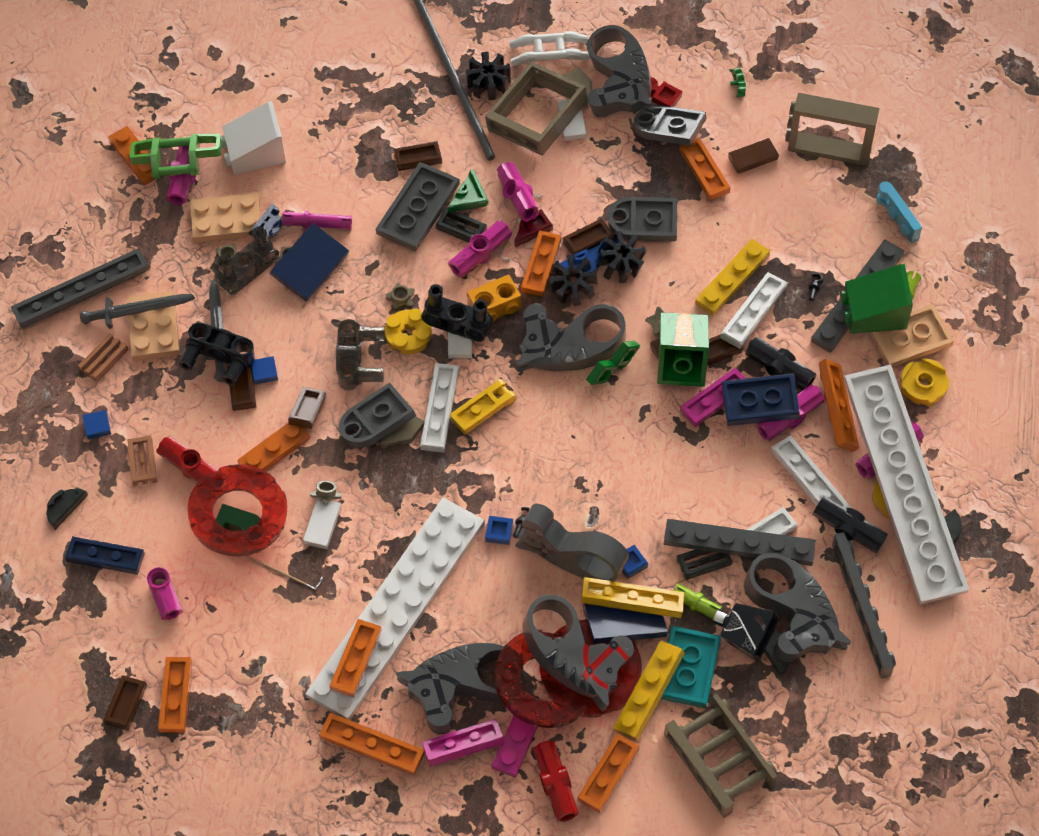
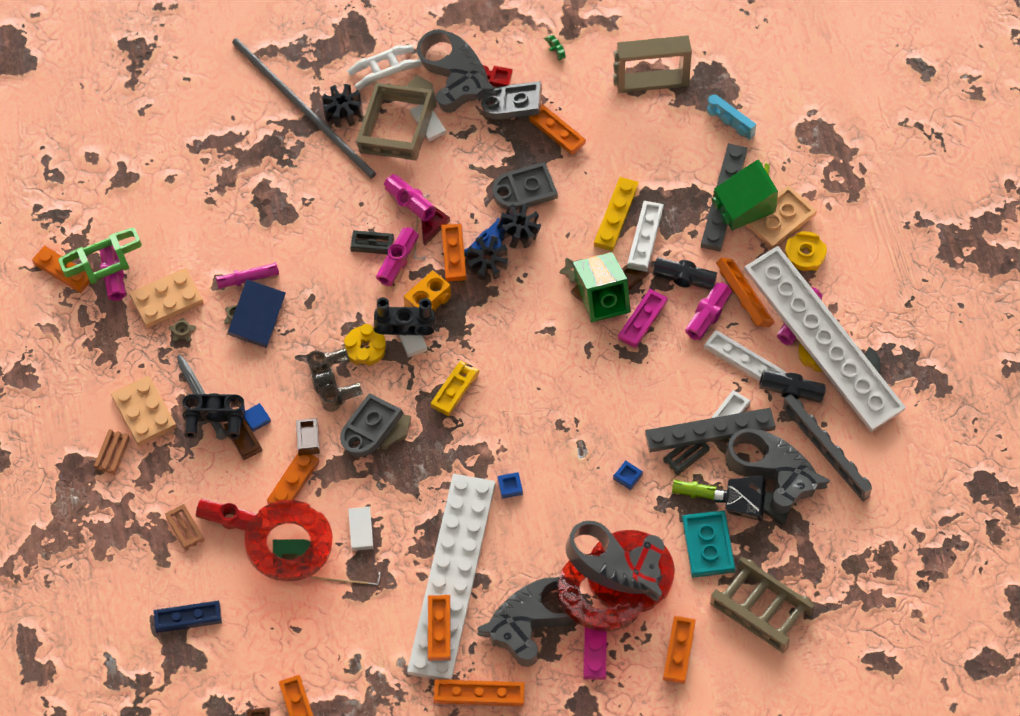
camera: 20 degrees left, 0 degrees up
(63, 504) = (132, 586): pearl dark grey tile -> none
(79, 288) = (65, 399): dark grey plate -> none
(96, 424) = (132, 510): blue tile -> none
(133, 308) = (119, 402): dark grey sword -> none
(164, 594) = (255, 631): dark pink piece -> none
(253, 140) = (164, 223): white slope -> none
(259, 256) = (209, 321): clear smoke piece -> none
(270, 221) = (206, 292): tile -> none
(326, 491) = (353, 501): dark tan plate -> none
(401, 290) = (345, 312): dark tan plate -> none
(410, 156) = (309, 193): reddish brown tile -> none
(417, 206) = (328, 236): dark grey plate -> none
(439, 407) = (418, 400): white tile -> none
(463, 742) = (553, 665): dark pink plate -> none
(469, 195) = (368, 213): green tile -> none
(518, 522) = (525, 472): black hand -> none
(555, 781) = (640, 670): red piece -> none
(567, 348) = (503, 318): dark grey animal -> none
(580, 553) = (590, 481): dark grey animal -> none
(587, 237) = (483, 218): reddish brown tile -> none
(603, 369) = (553, 311): green tile -> none
(608, 622) = (641, 520): dark blue tile -> none
(632, 597) = (643, 502): yellow plate -> none
(649, 690) = (685, 573): yellow plate -> none
(753, 155) = (592, 106): reddish brown tile -> none
(760, 399) = (682, 308): dark blue tile -> none
(815, 286) = (686, 201): black hand -> none

